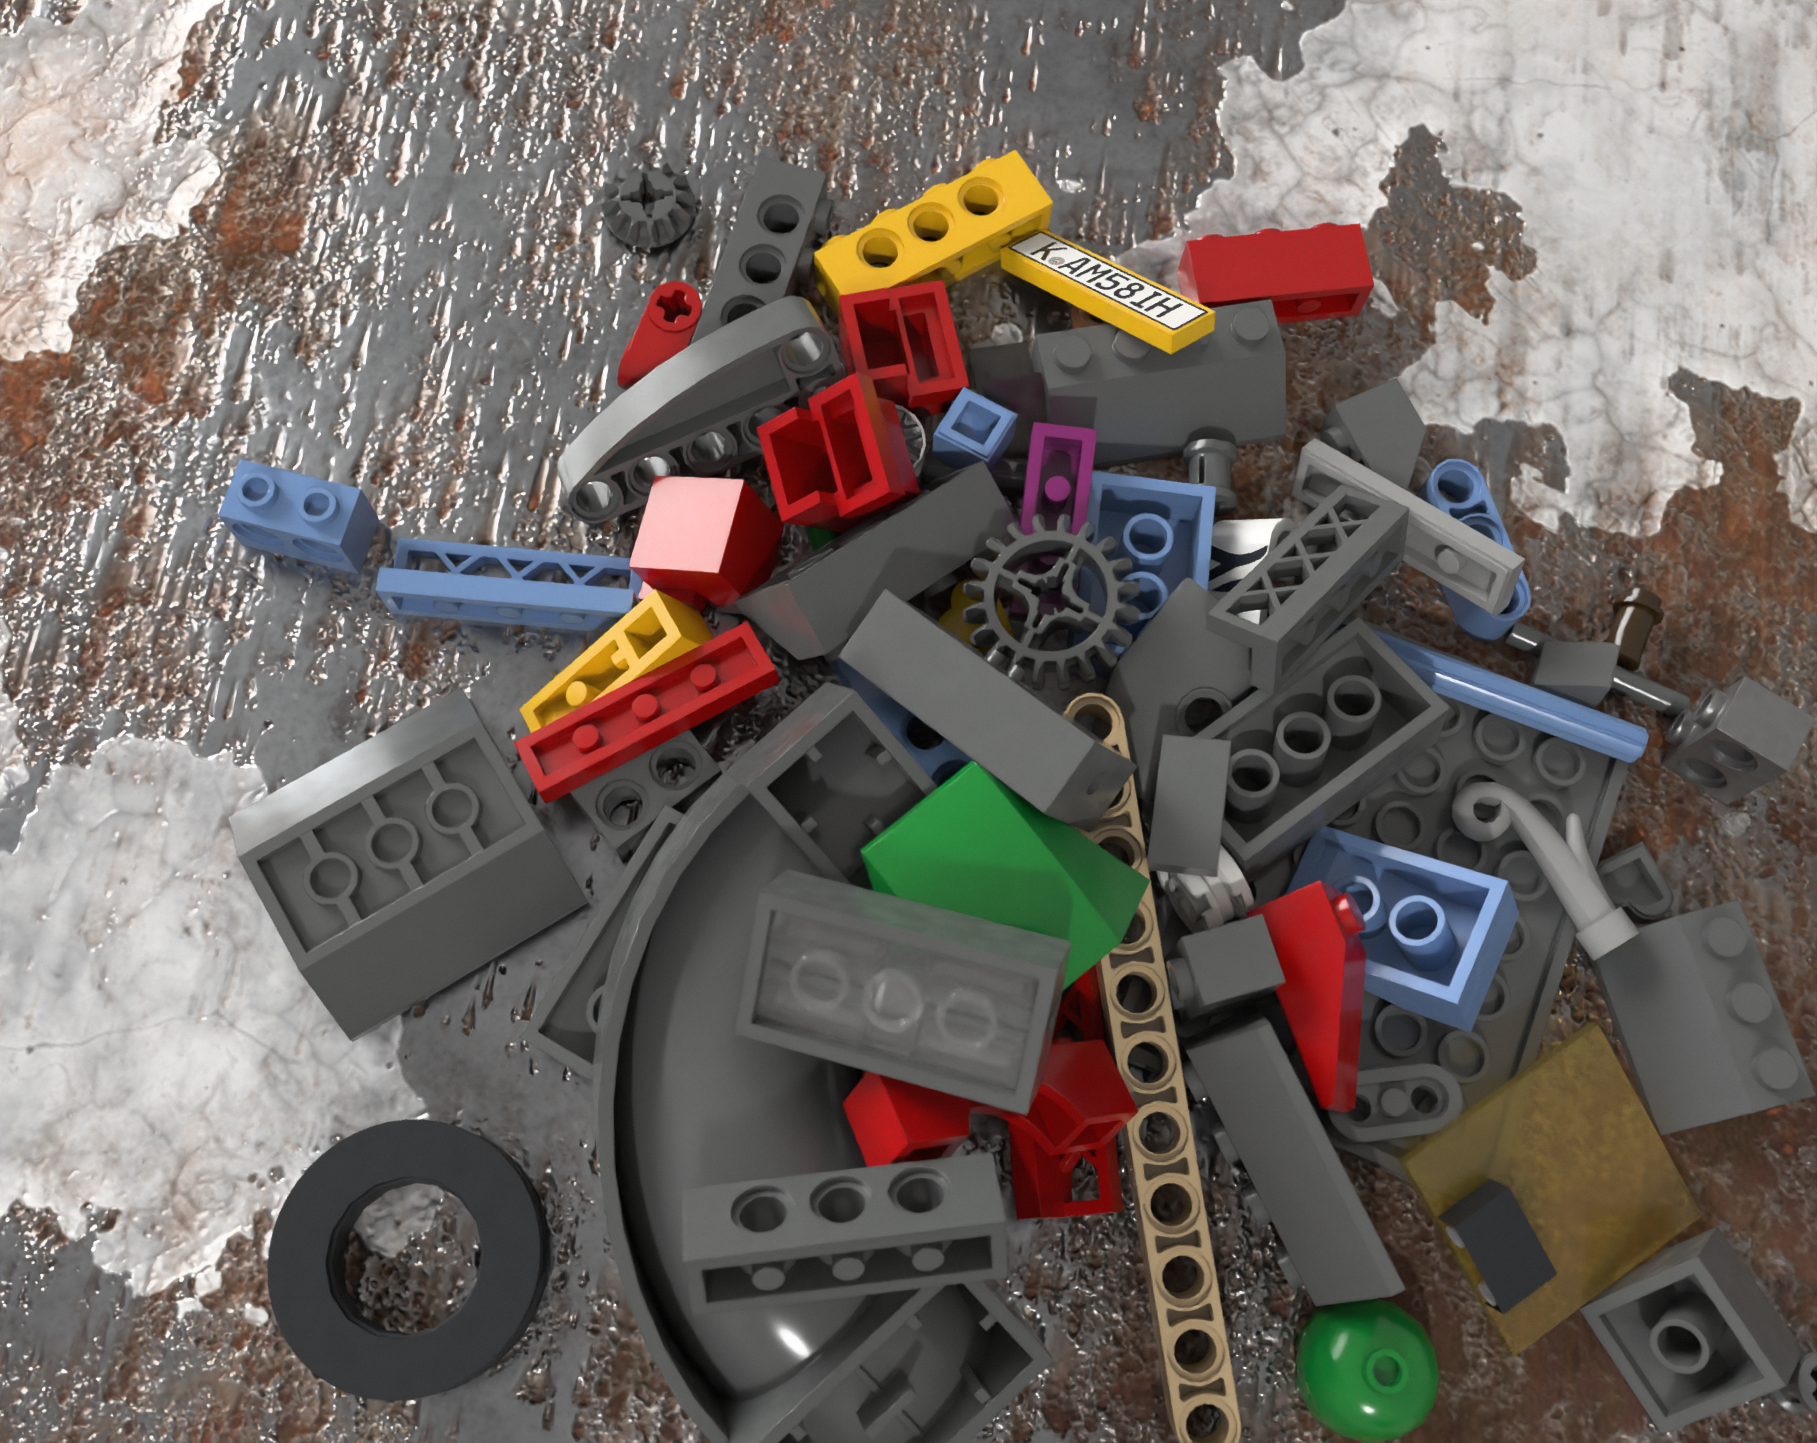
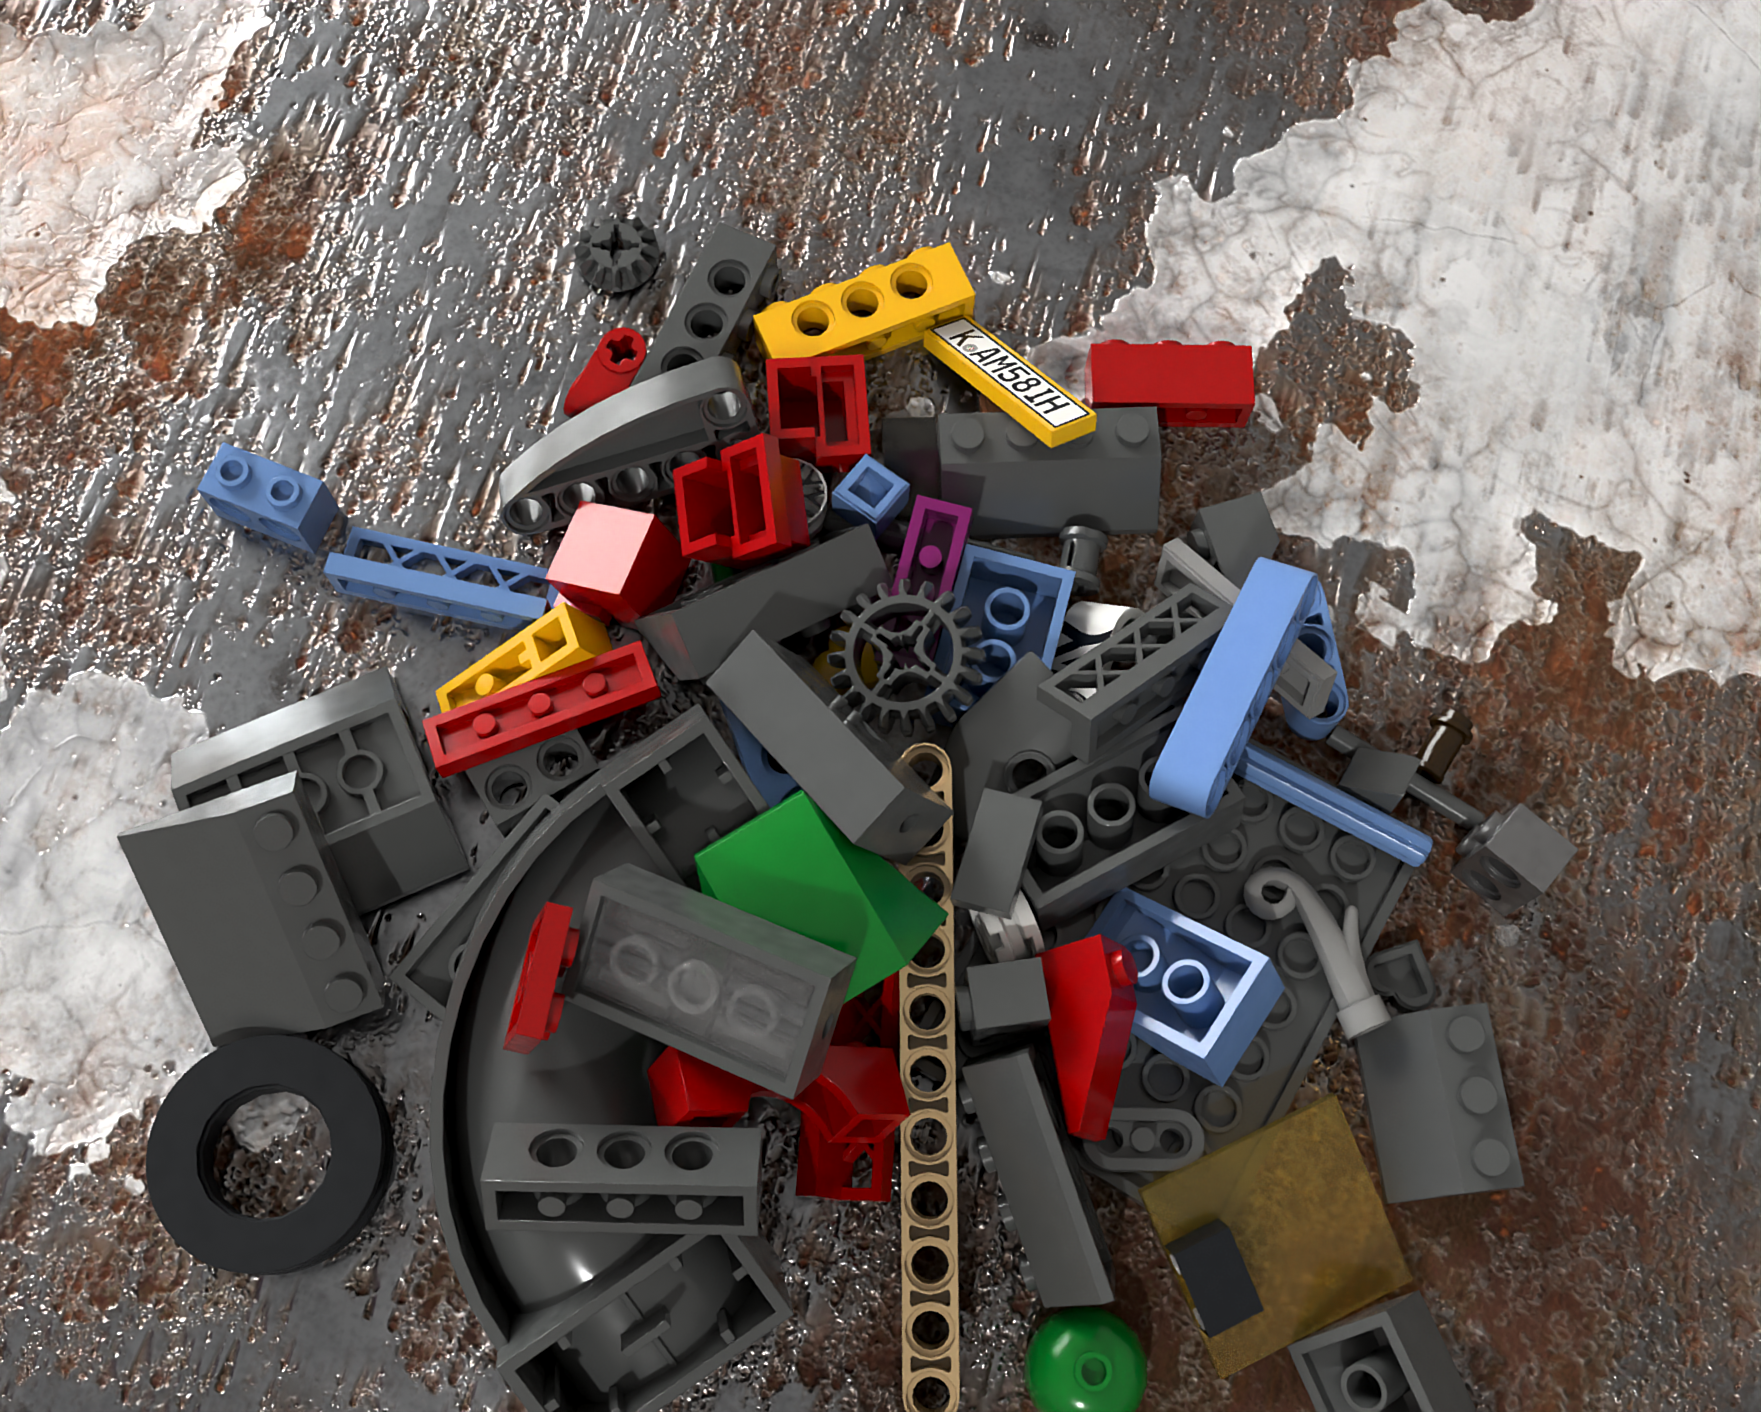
camera: 10 degrees right, 0 degrees up
(356, 985) = (256, 913): none -> dark grey slope
(709, 1041) = (536, 1005): none -> red plate
(1418, 590) = (1233, 687): none -> medium blue beam

